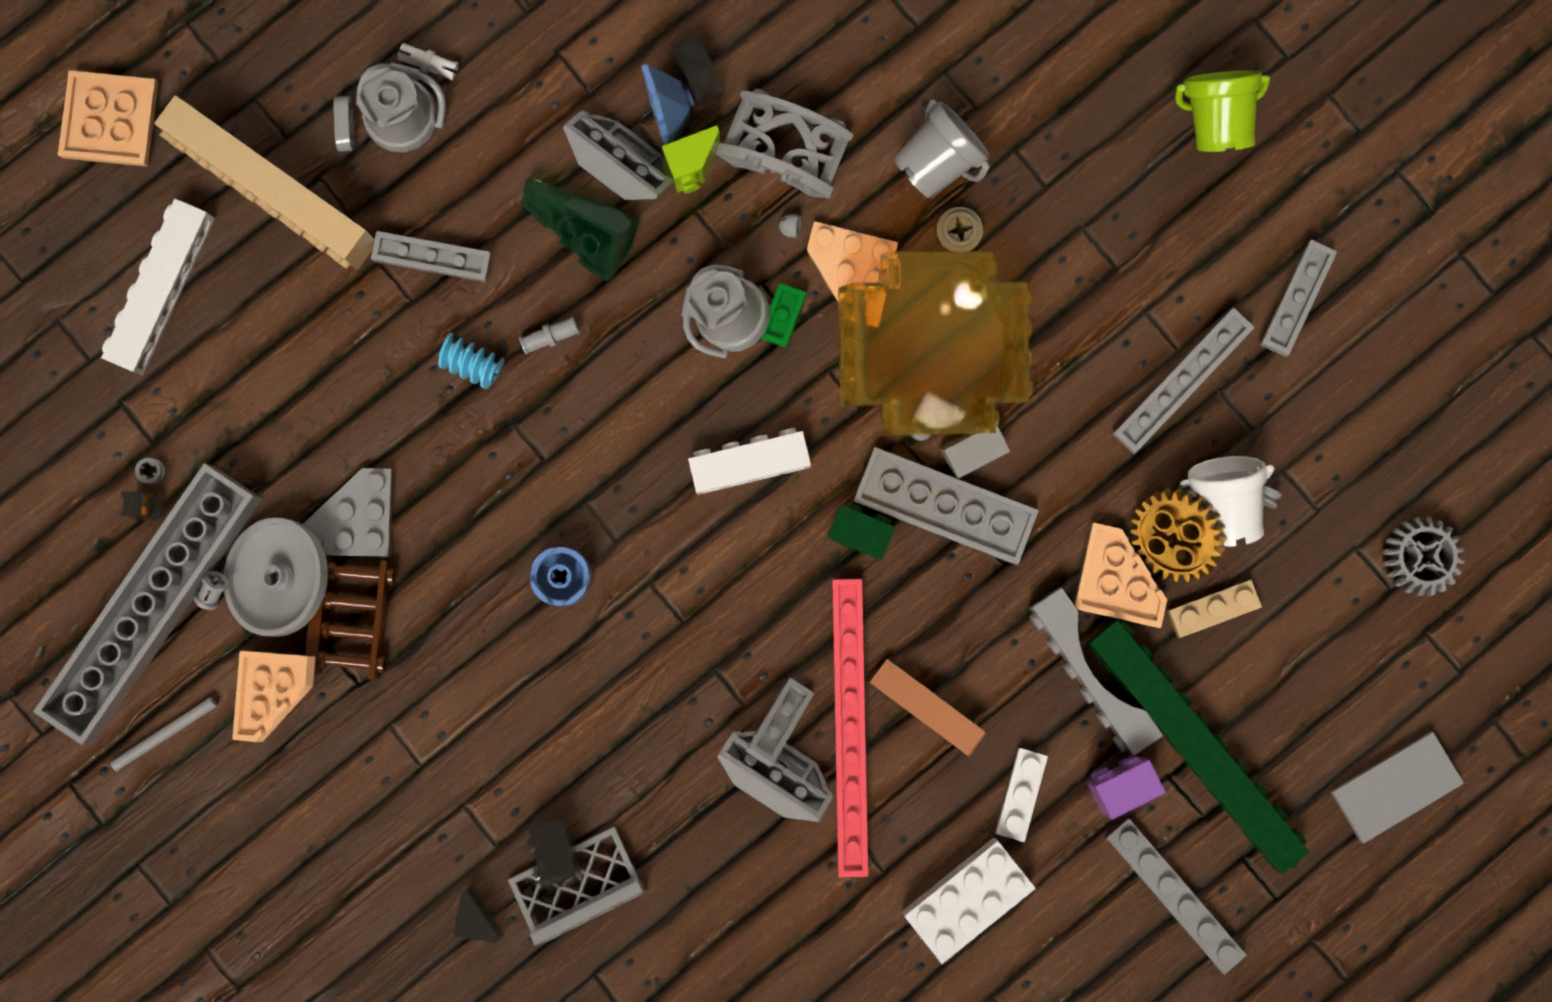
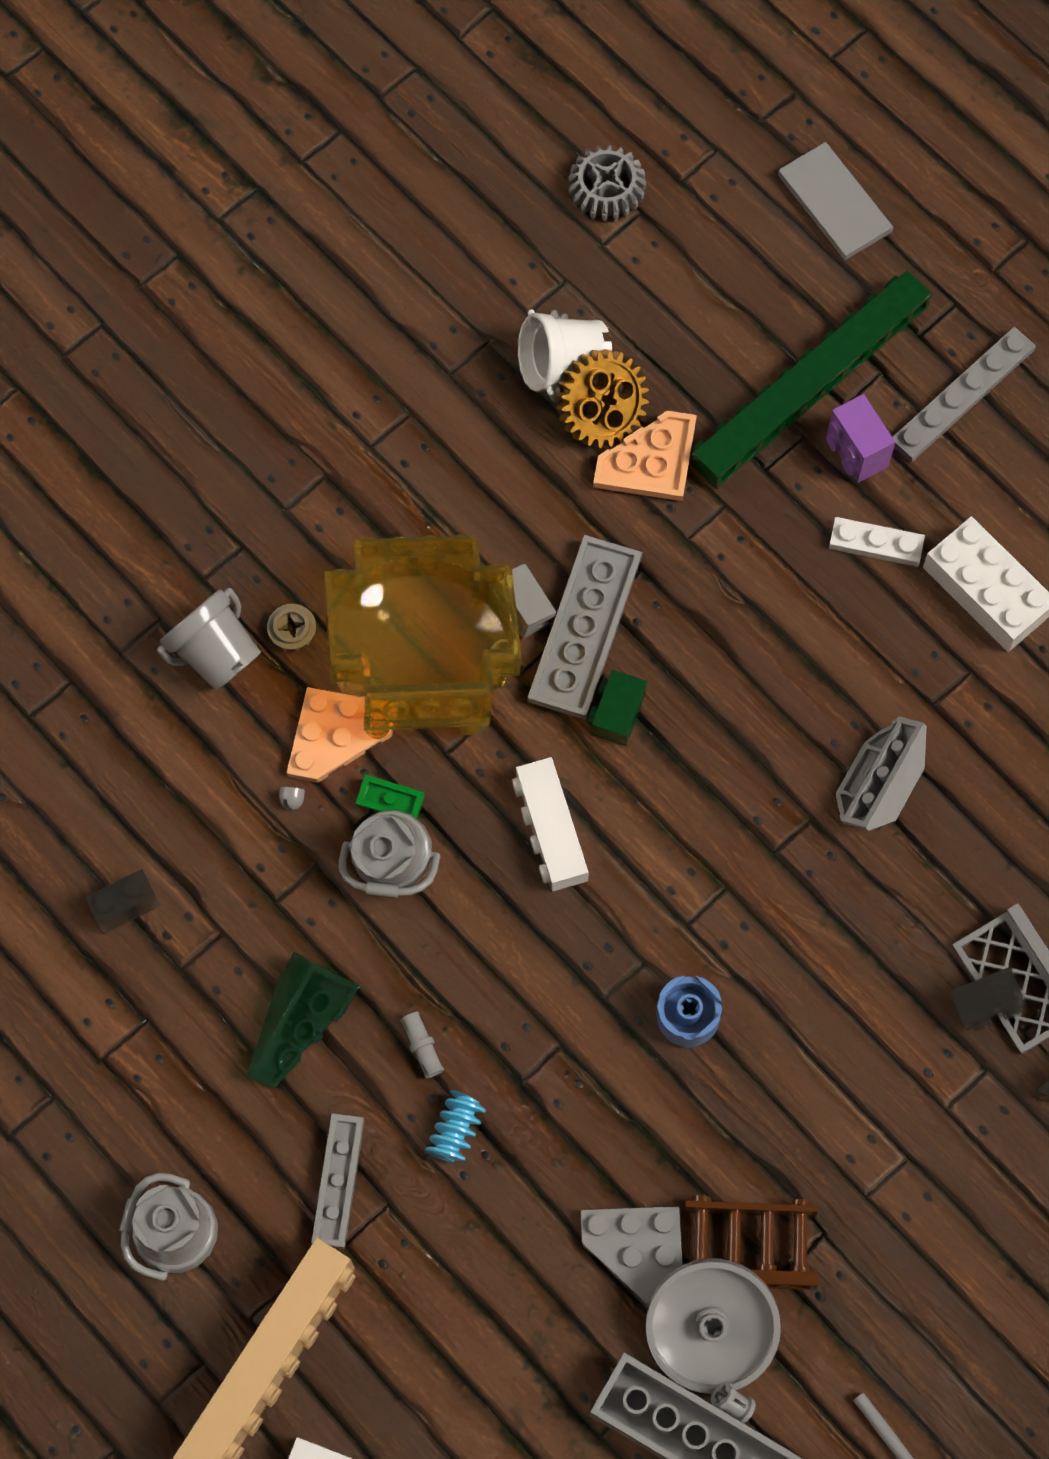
camera: 90 degrees left, 15 degrees down
(268, 690) = (840, 1325): light nougat plate -> none
(344, 123) = (187, 1290): light grey beam -> none
(428, 61) = (113, 1200): white pin -> none
(617, 157) = (224, 977): light grey wedge -> none
(668, 103) = (170, 928): medium blue wedge -> none
(691, 158) = (227, 898): lime slope -> none
(779, 722) = (826, 774): light grey plate -> none
(801, 178) = (241, 774): light grey fence -> none
(850, 728) = (823, 709): coral plate -> none
(928, 707) = (796, 632): nougat slope -> none
(1059, 620) = (697, 510): light grey arch -> none
(1183, 380) = (442, 406): light grey plate -> none
(1214, 608) = (672, 369): tan plate -> none
(1223, 107) = (161, 372): lime piece -> none
(1298, 298) = (352, 303): light grey plate -> none

